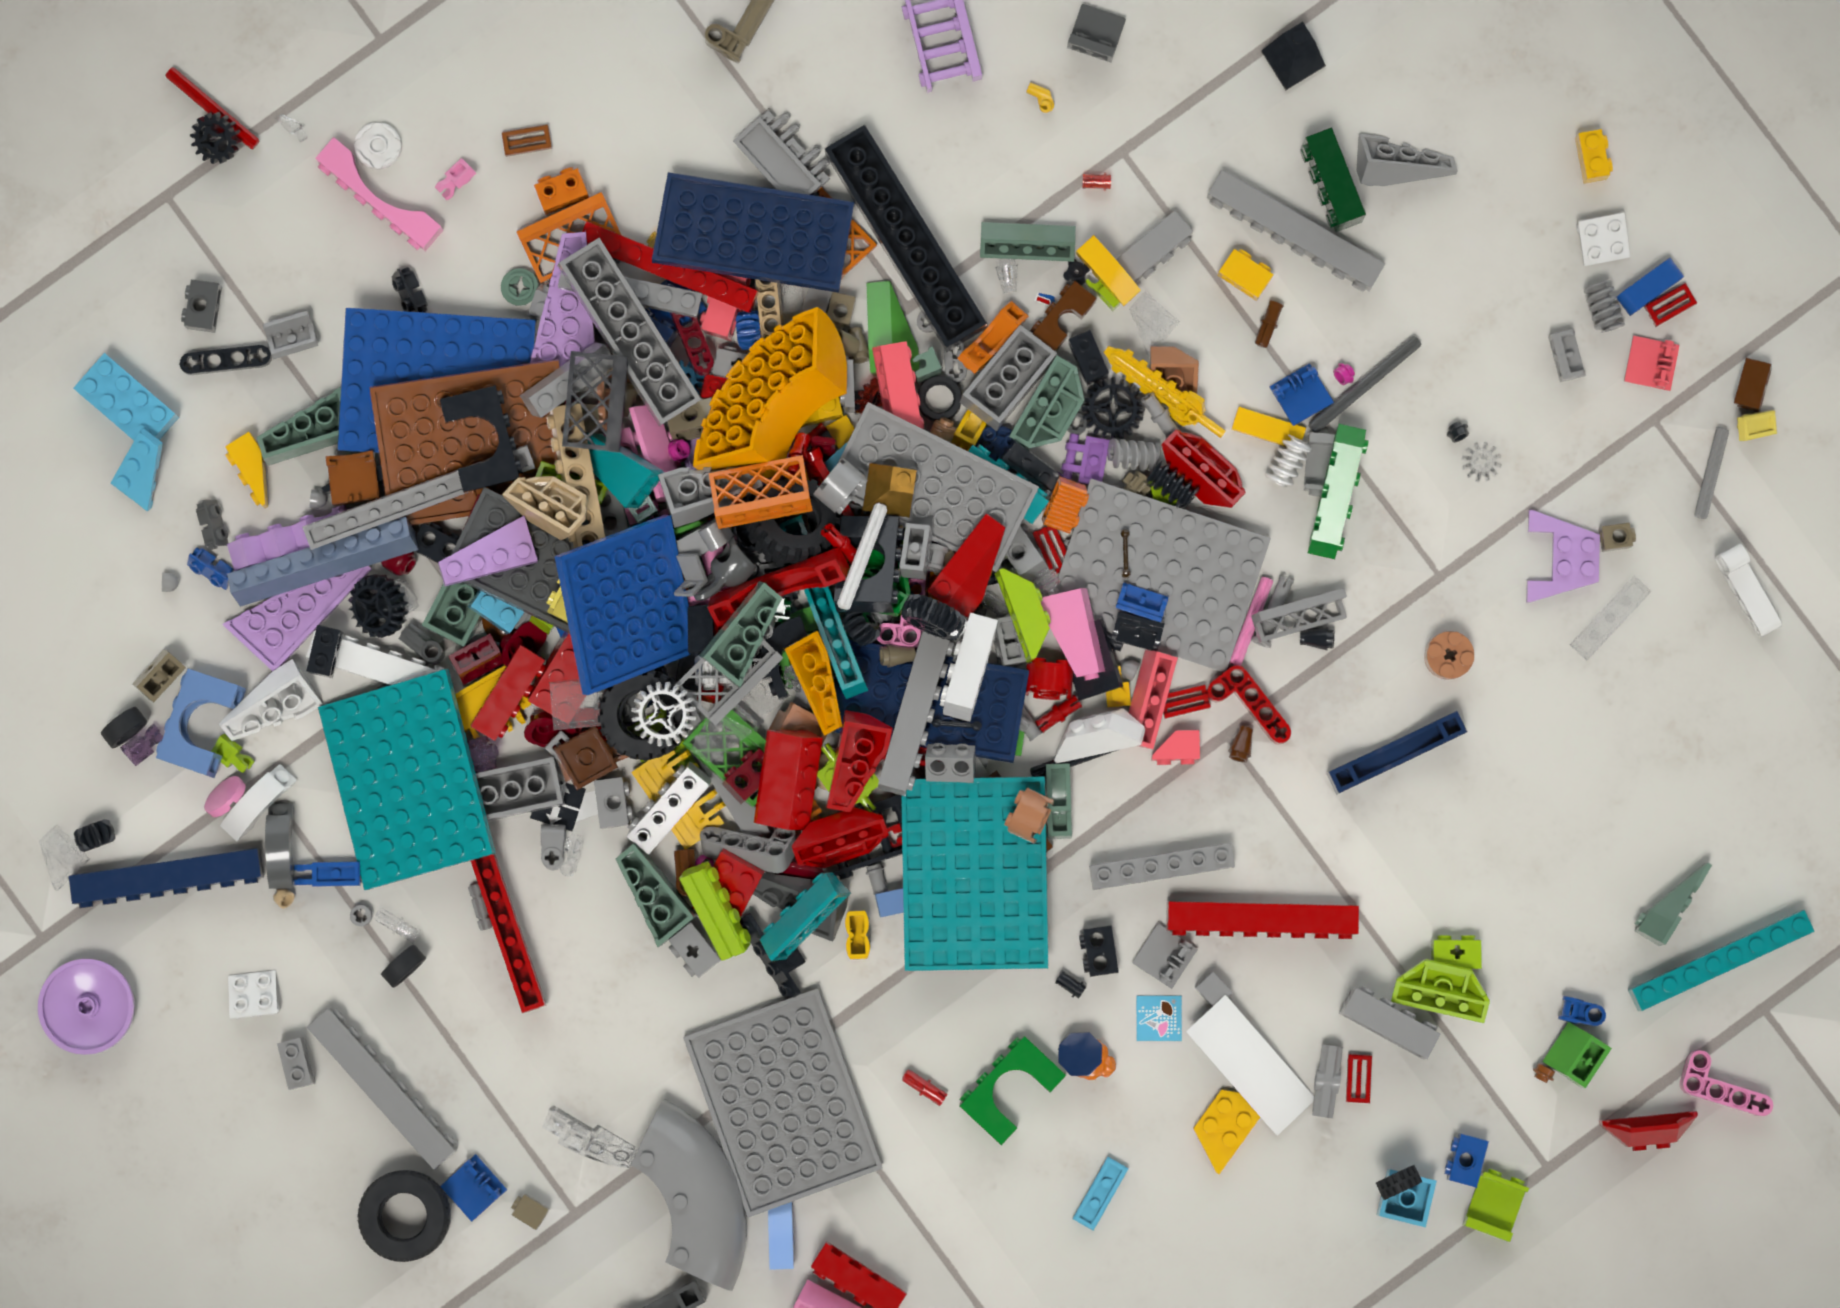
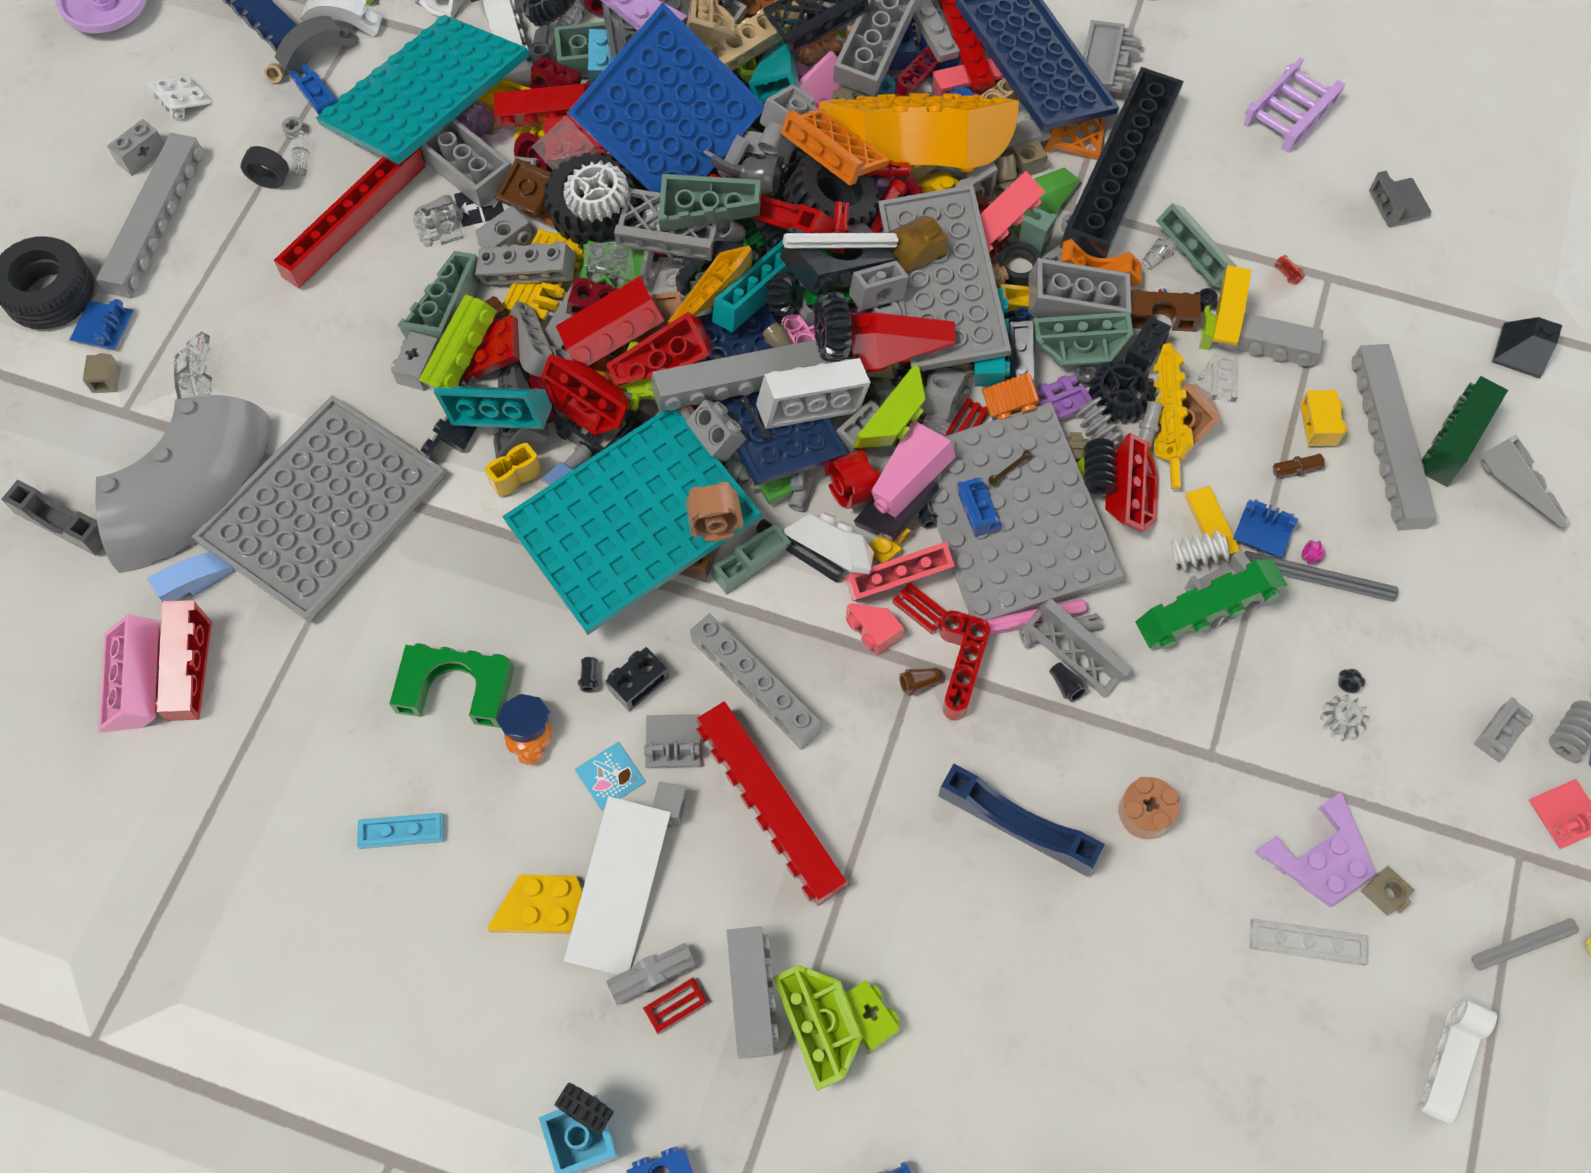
camera: 55 degrees right, 20 degrees down
(839, 485) = (887, 196): light grey brick -> none
(924, 1087) = (408, 611): red axle -> none
(1043, 96) = (1318, 194): yellow arm -> none
(1058, 713) = (816, 507): red pin -> none
(1129, 669) = (913, 543): light grey hinge -> none
(1137, 631) = (951, 519): black hinge -> none

